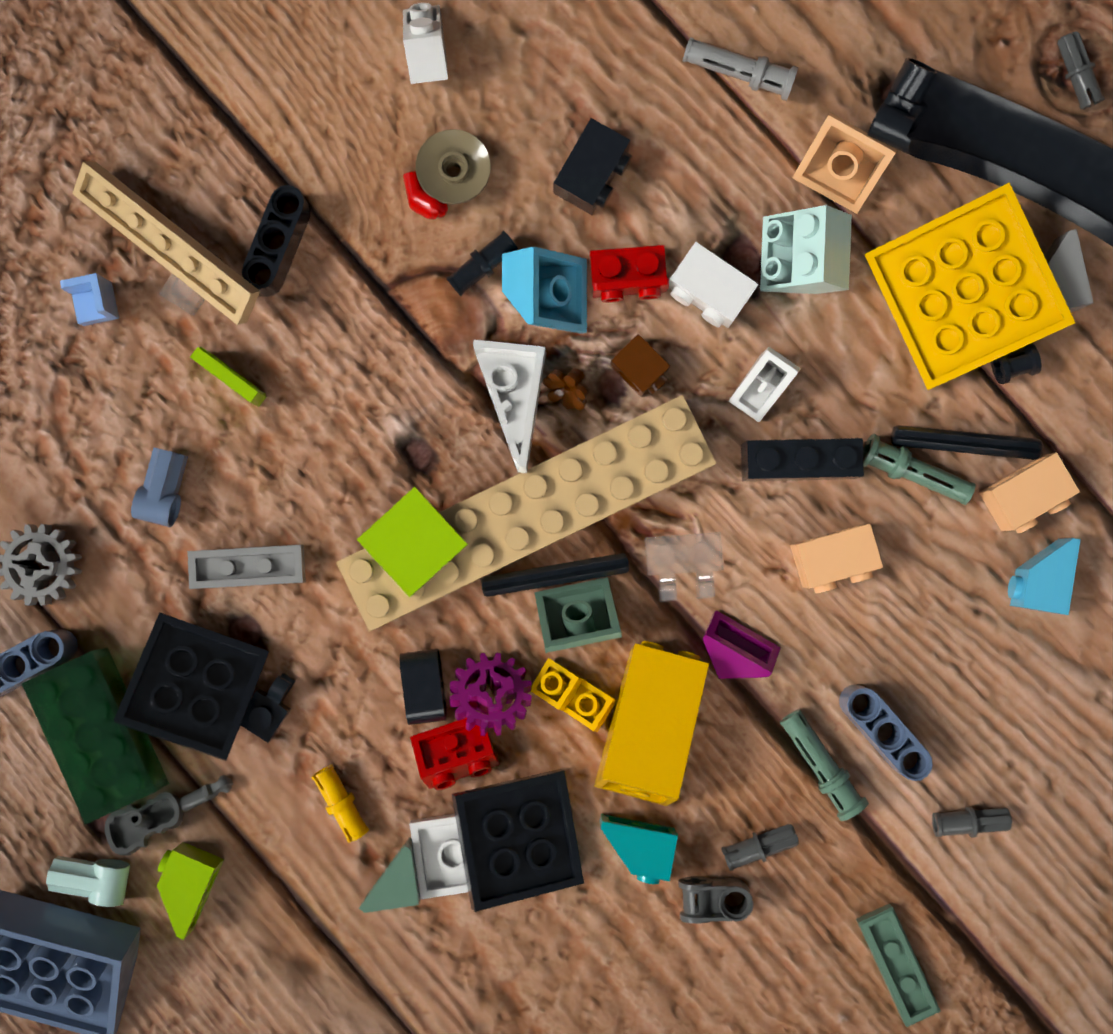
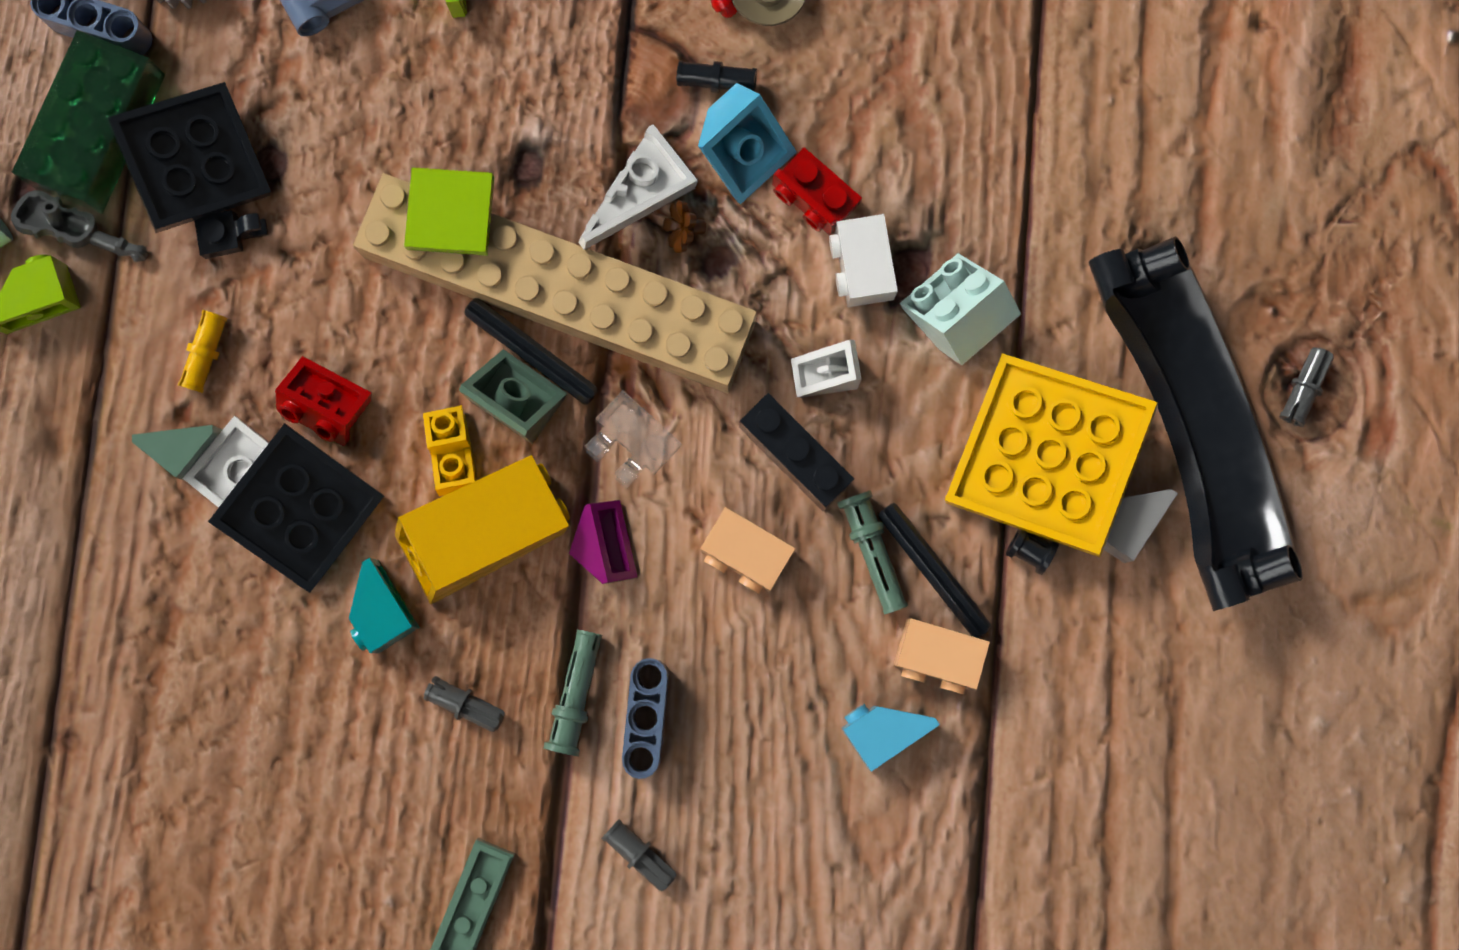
camera: 50 degrees right, 5 degrees down
(246, 566) = (320, 117): light grey plate -> none
(423, 686) = (350, 330): black beam -> none
(504, 689) = (397, 400): magenta gear -> none
(592, 167) = (868, 89): black brick -> none
(640, 366) = (751, 265): reddish brown brick -> none
(711, 898) = (384, 700): dark grey piece -> none
(758, 72) = (1061, 145): light grey pin -> none
(843, 163) = (1055, 272): light nougat slope -> none

